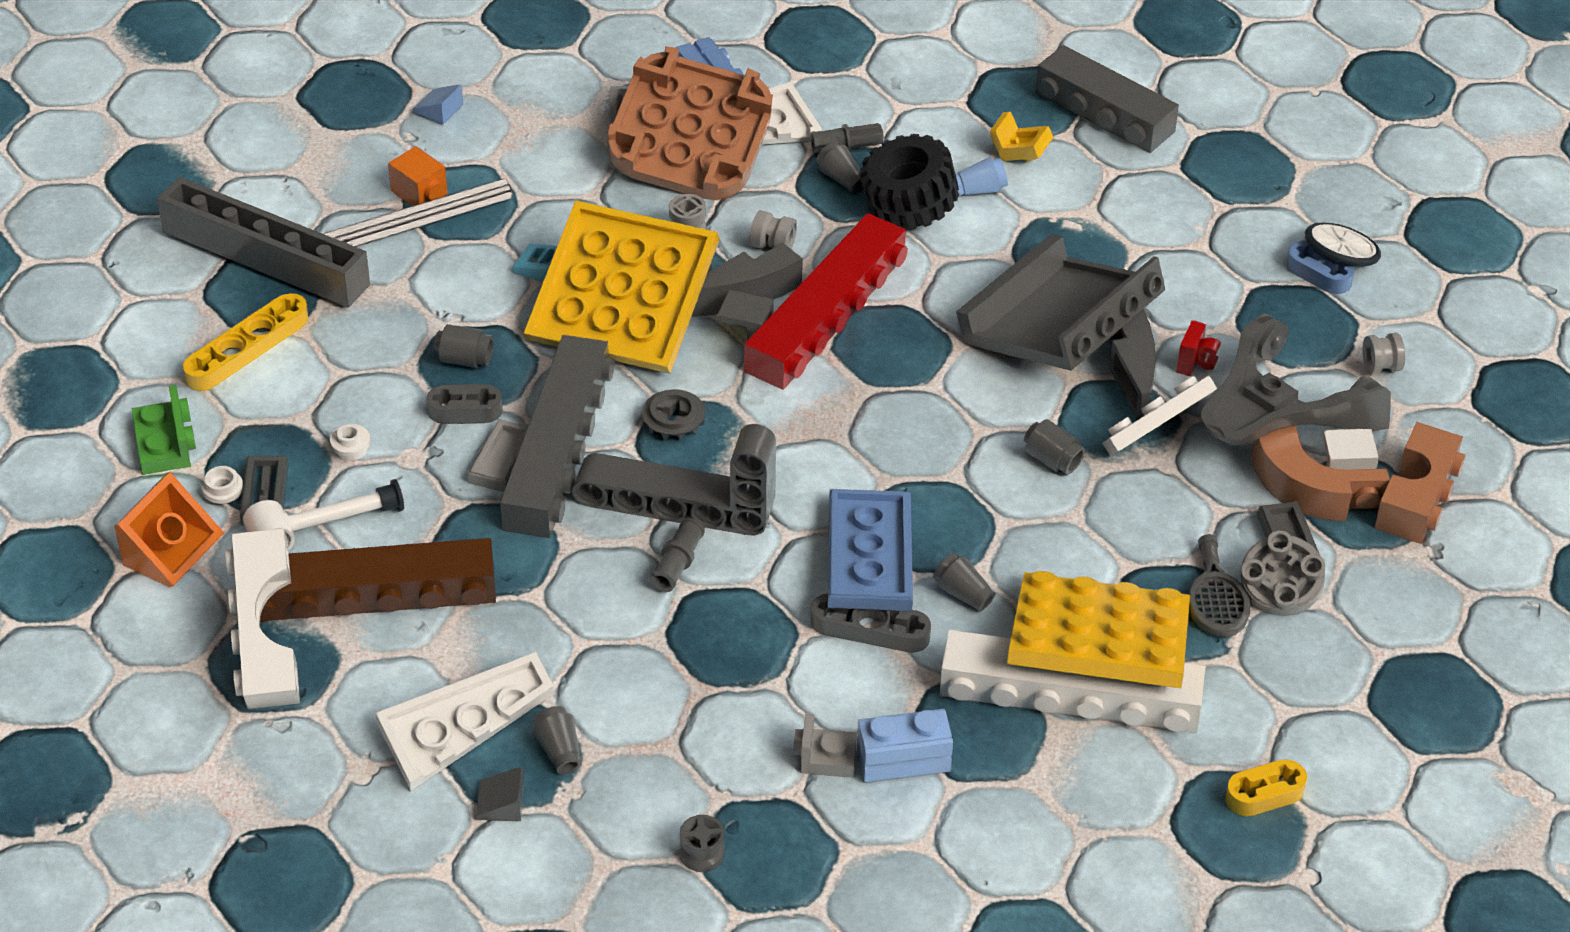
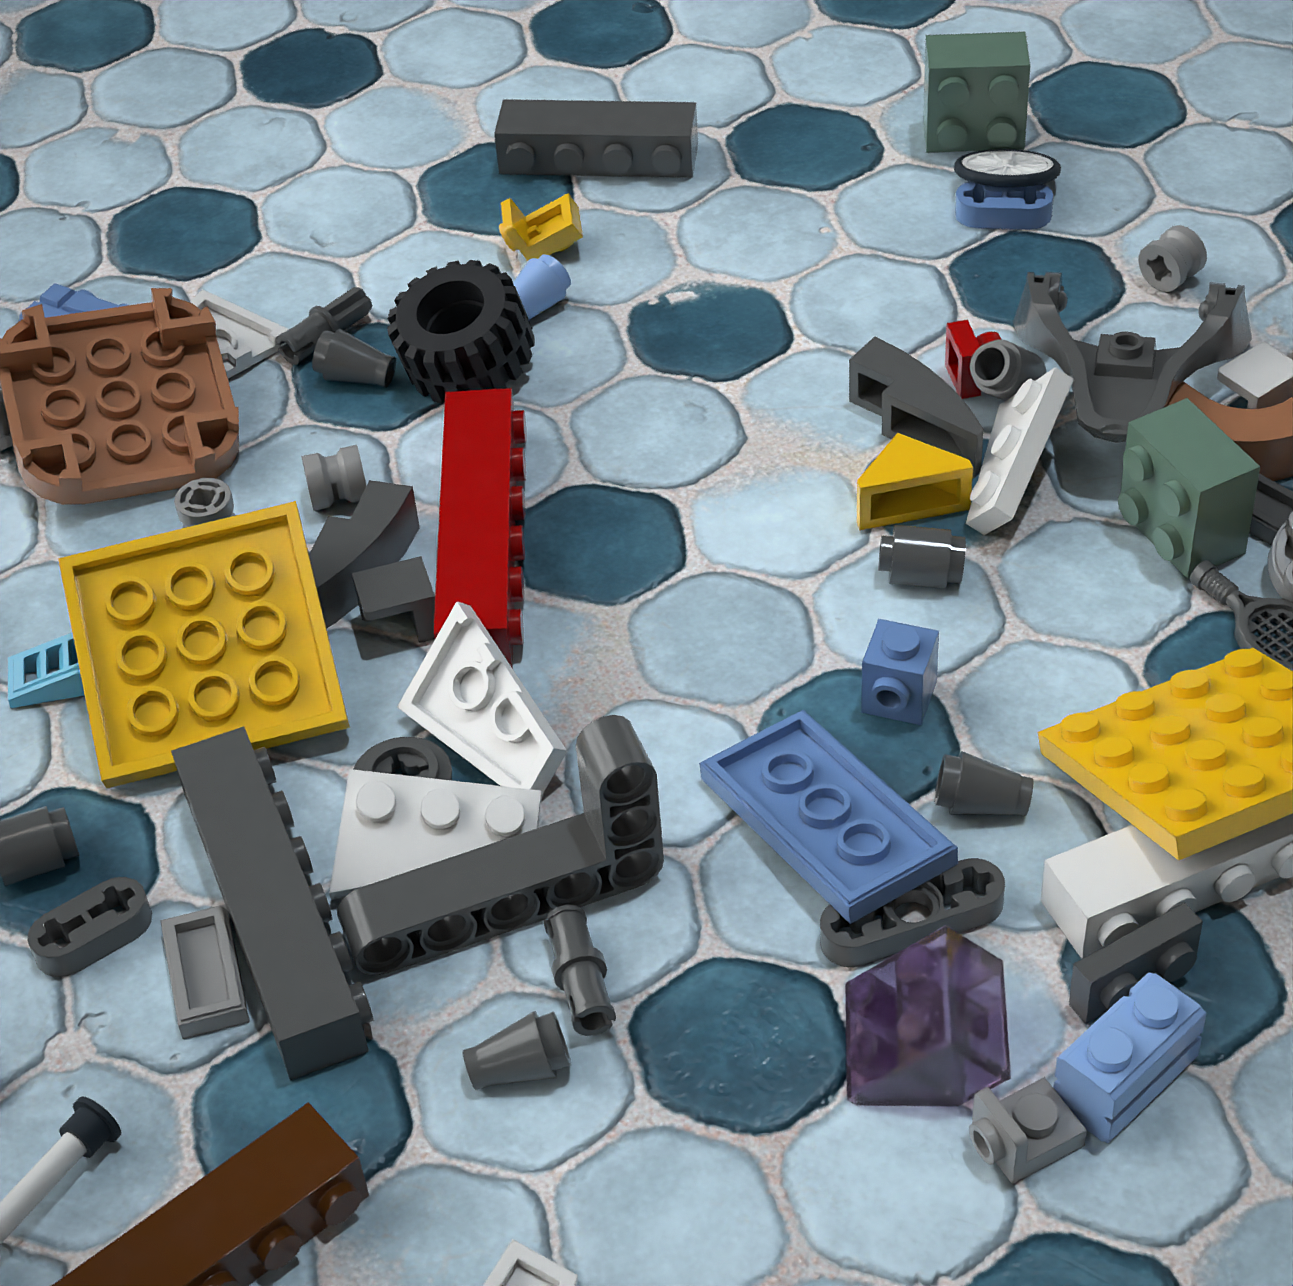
camera: 30 degrees left, 0 degrees up
(615, 576) = (519, 1053): none -> dark grey cone
(656, 436) = (414, 821): none -> white wing
(738, 391) = (480, 706): none -> white wing
(821, 674) = (927, 1025): none -> clear purple slope
(964, 707) = (1159, 947): none -> dark grey plate
(976, 499) = (899, 671): none -> medium blue brick
(1057, 306) = (780, 389): dark grey panel -> none
(1083, 402) = (912, 484): none -> yellow slope
(1201, 361) = (1003, 367): none -> dark grey brick
(1229, 485) = (1187, 487): none -> sand green brick
(1360, 184) = (976, 91): none -> sand green brick

